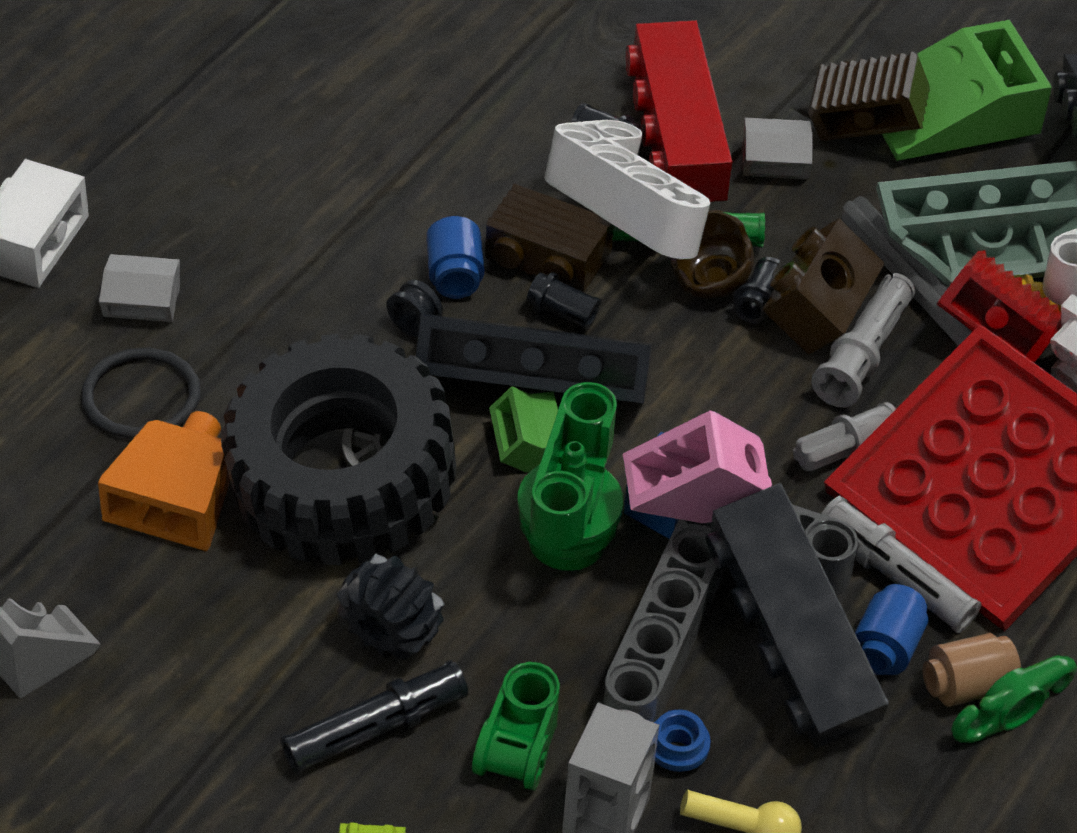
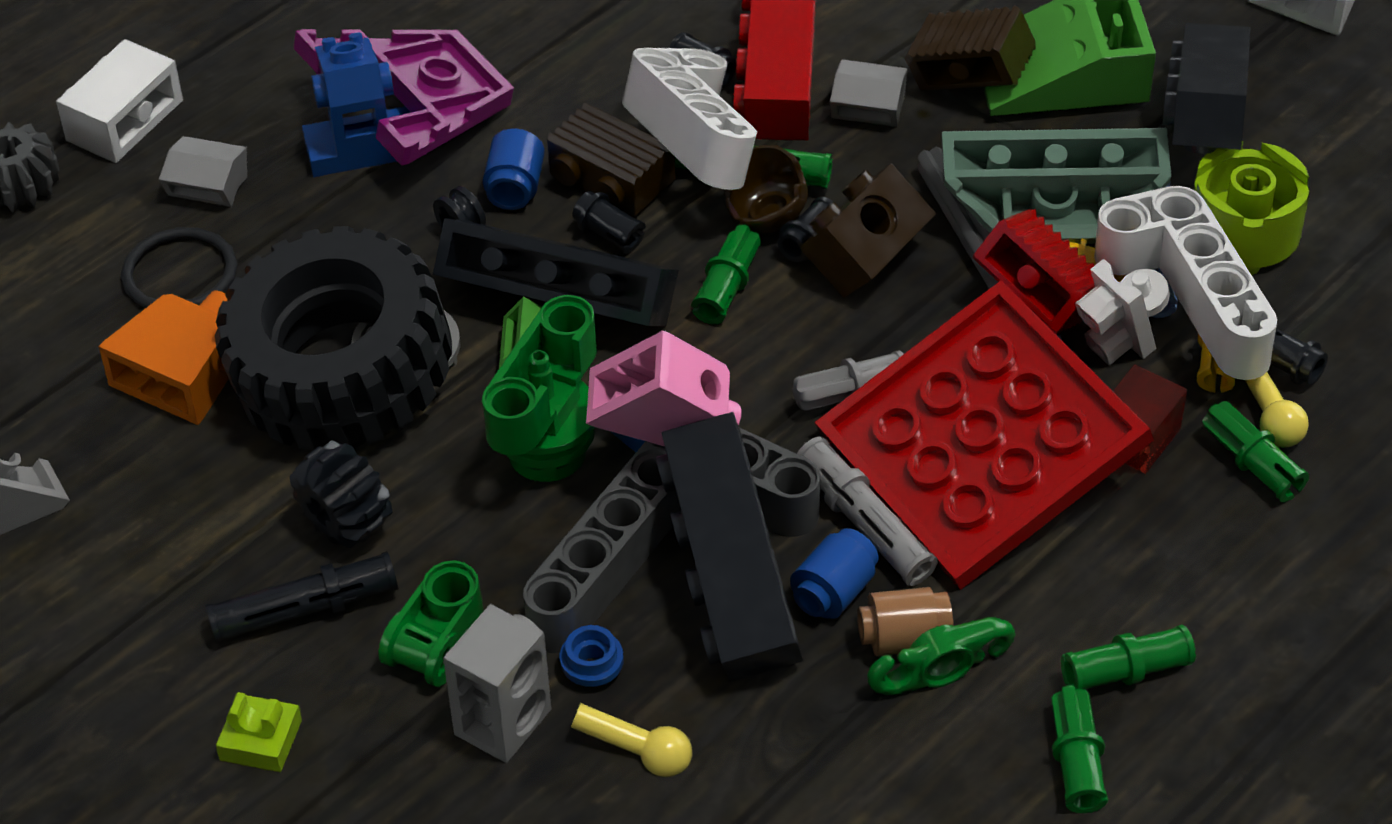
camera: 15 degrees right, 0 degrees up
(293, 220) = (349, 83): none -> blue tile
(342, 163) = (436, 78): none -> magenta wing
(694, 344) = (726, 275): none -> green axle
(857, 352) = (886, 299): light grey pin -> none

